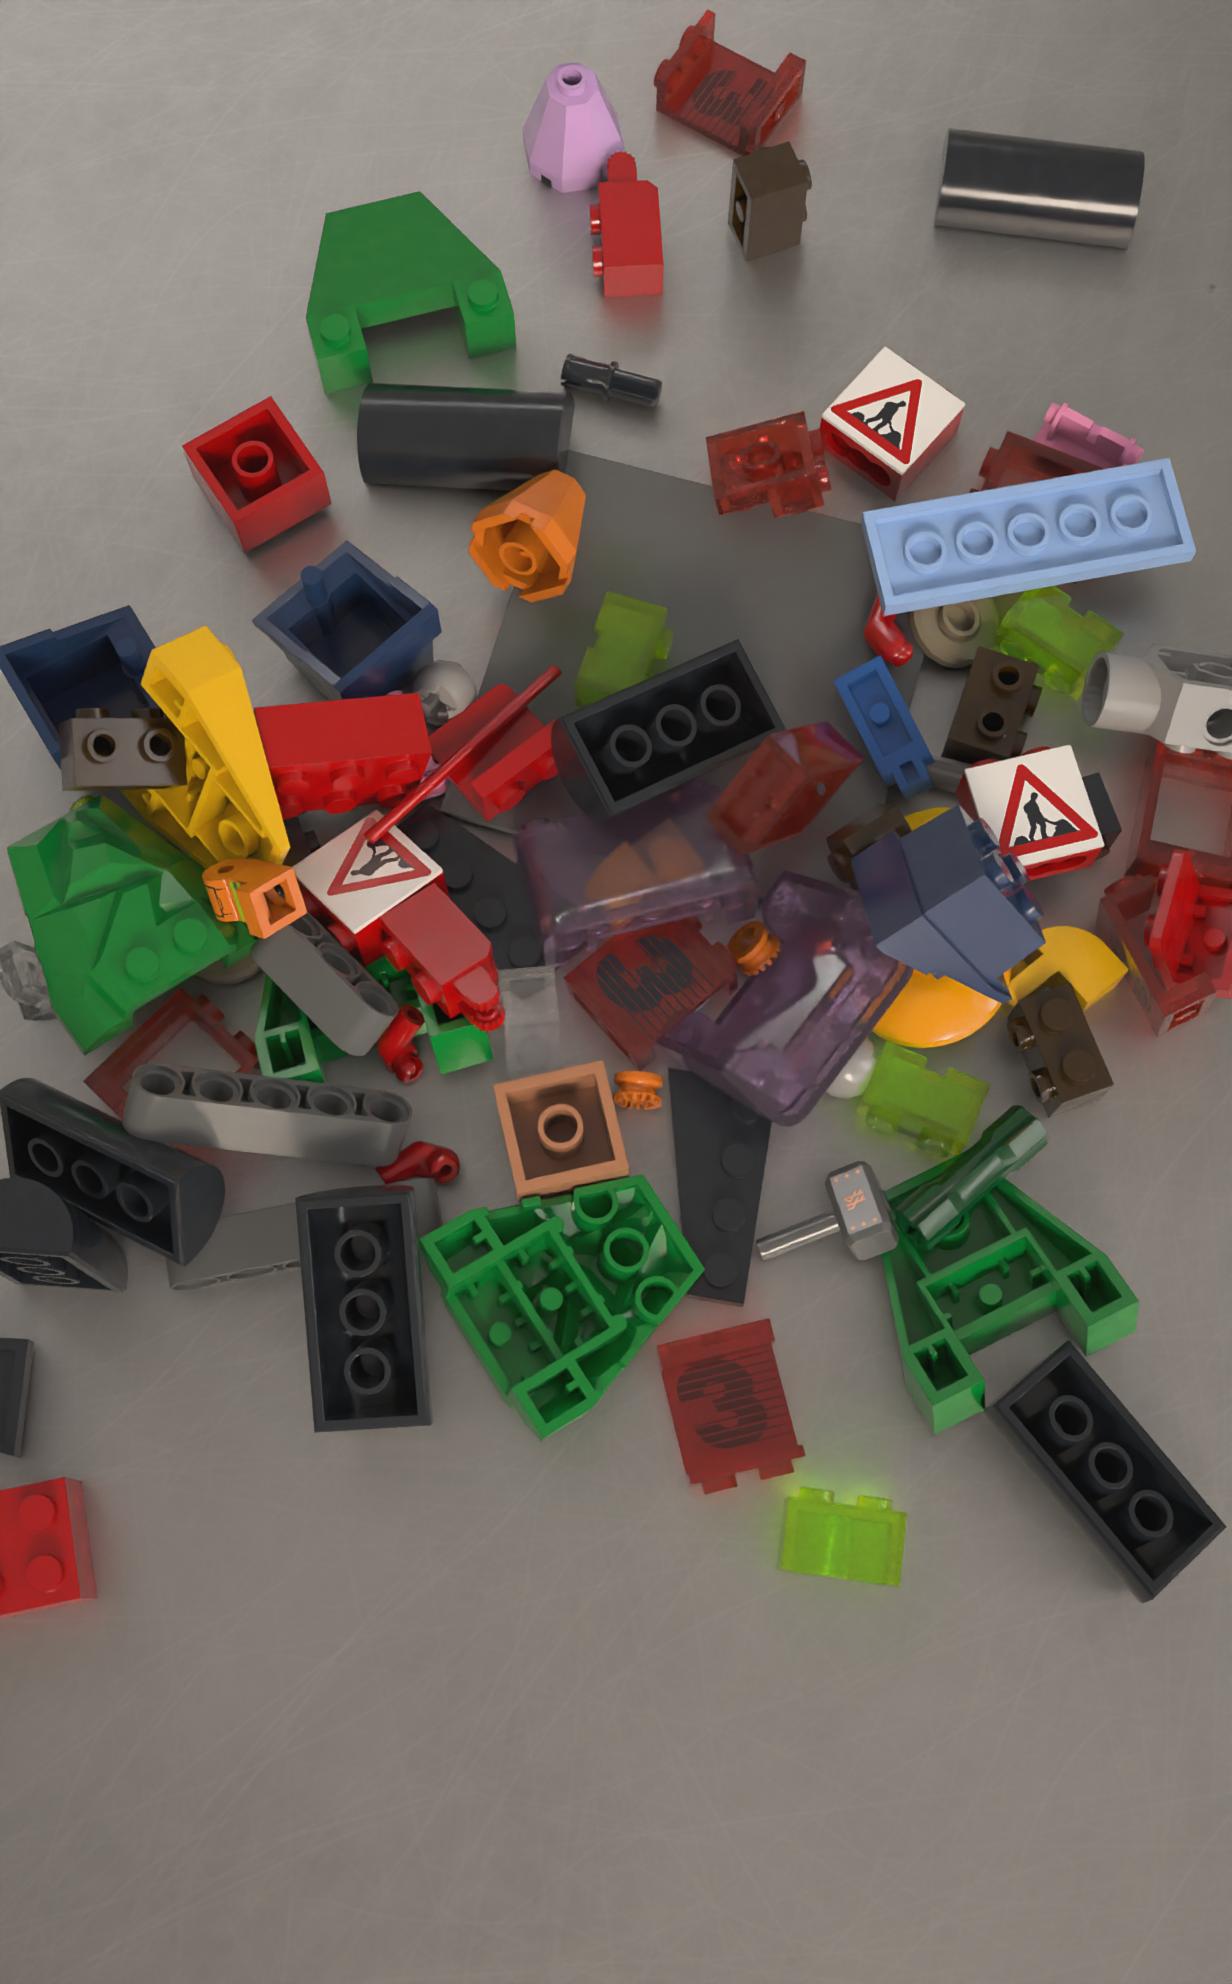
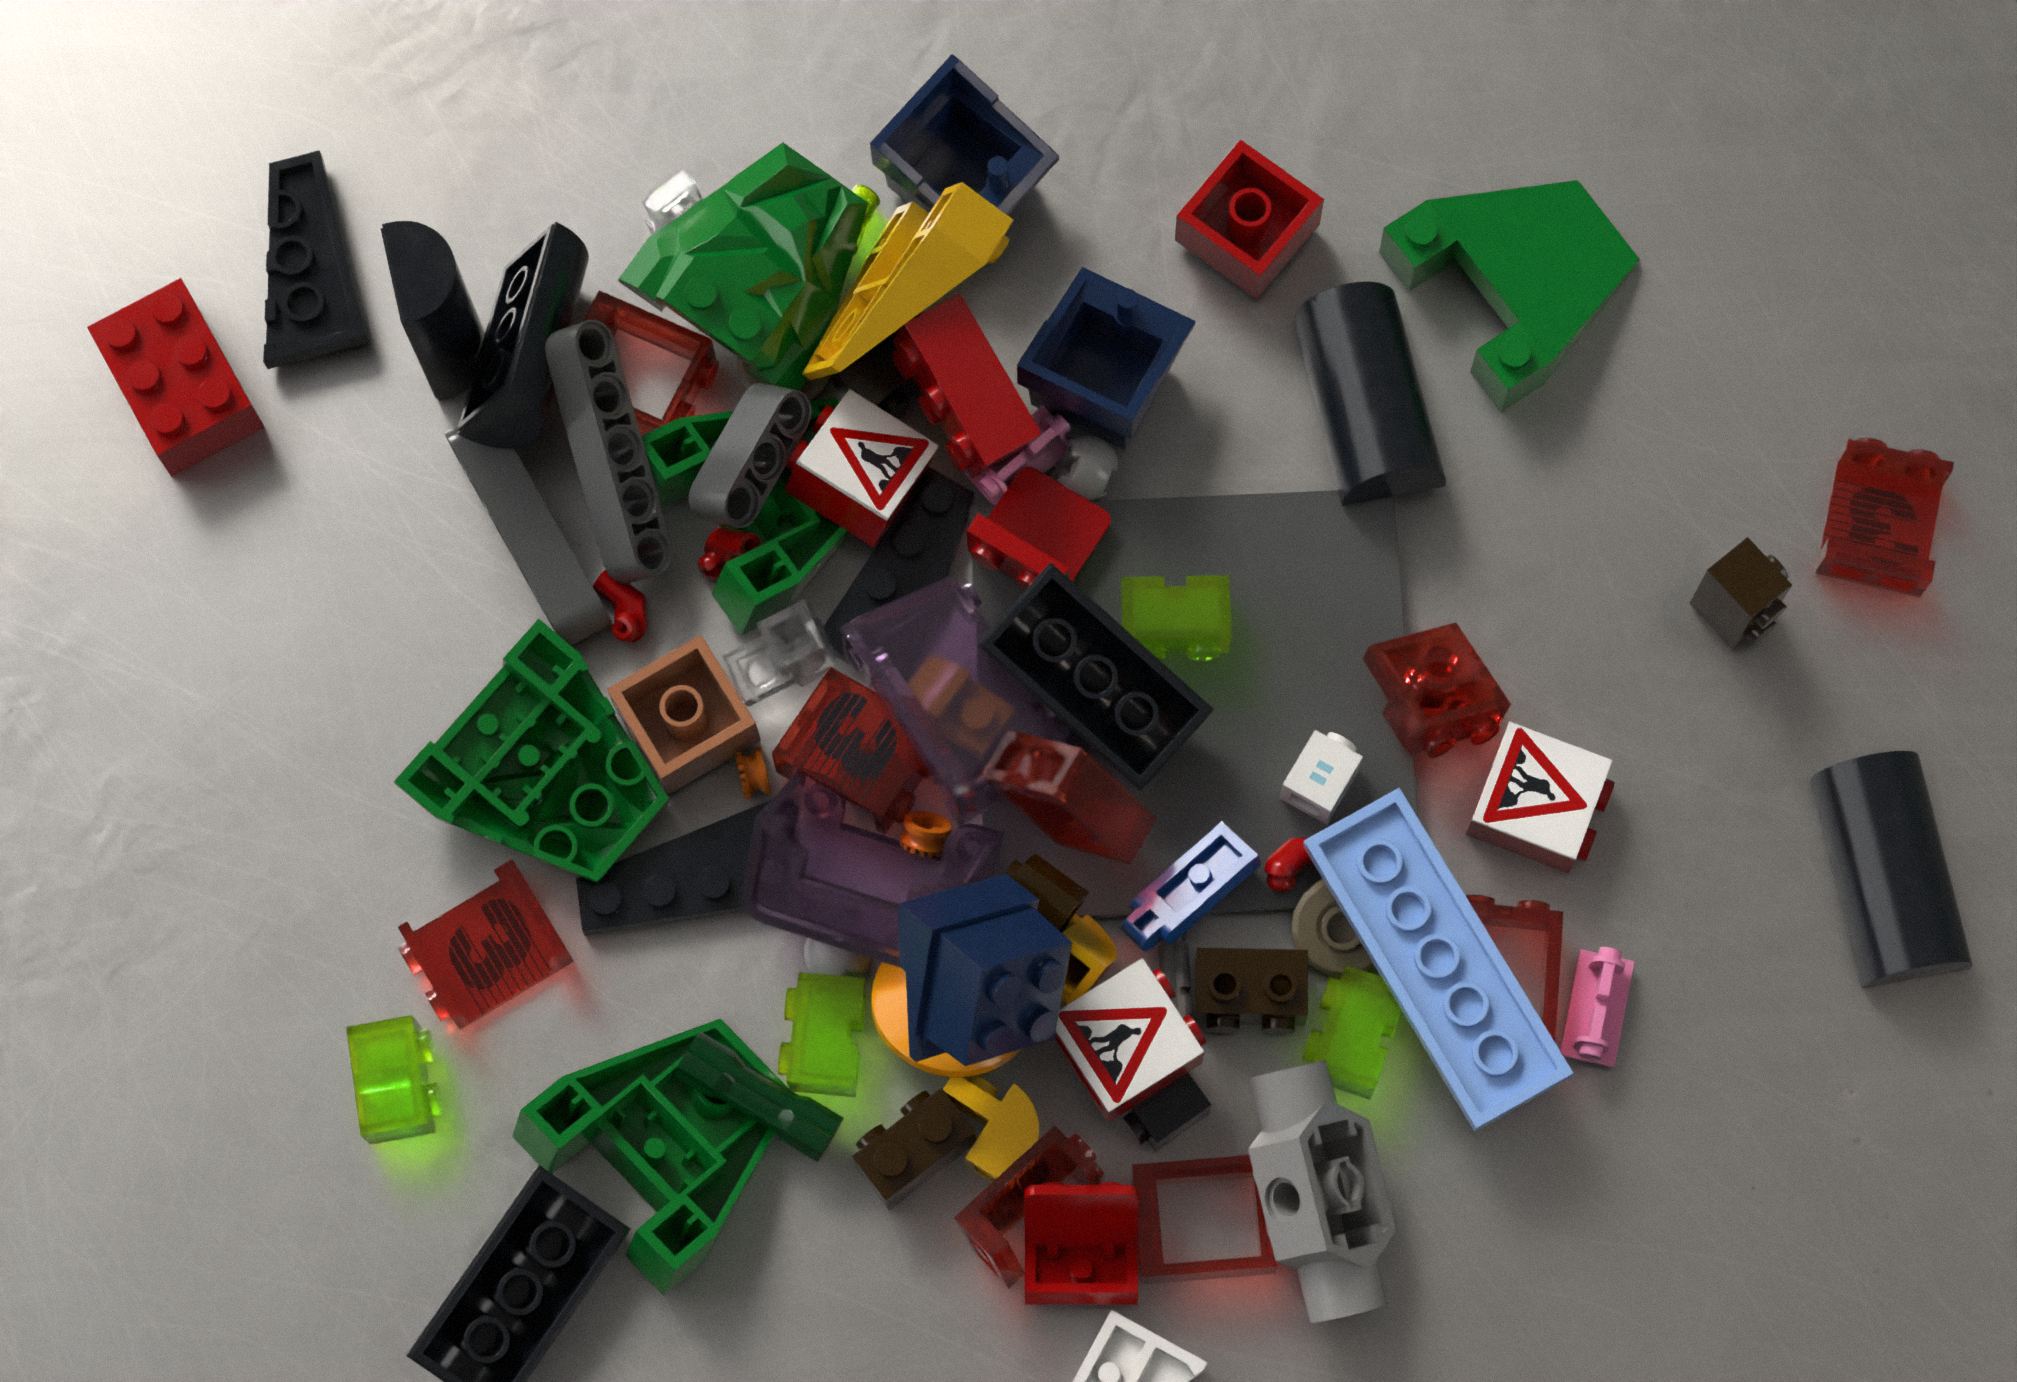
camera: 75 degrees right, 0 degrees up
(121, 752) = (888, 197): dark brown brick -> none
(246, 893) = (794, 361): orange leg -> none
(364, 1308) = (466, 592): black brick -> none
(445, 956) = (804, 551): red hinge -> none
(462, 754) = (1021, 503): red axle -> none
(531, 536) = (1274, 489): orange cone -> none
(571, 130) = (1758, 385): lavender cone -> none
(609, 381) = (1488, 512): black axle -> none
(628, 231) = (1665, 472): red hinge -> none
(818, 583) = (1322, 775): none -> white brick
(858, 1212) = (692, 1004): dark grey piece -> none

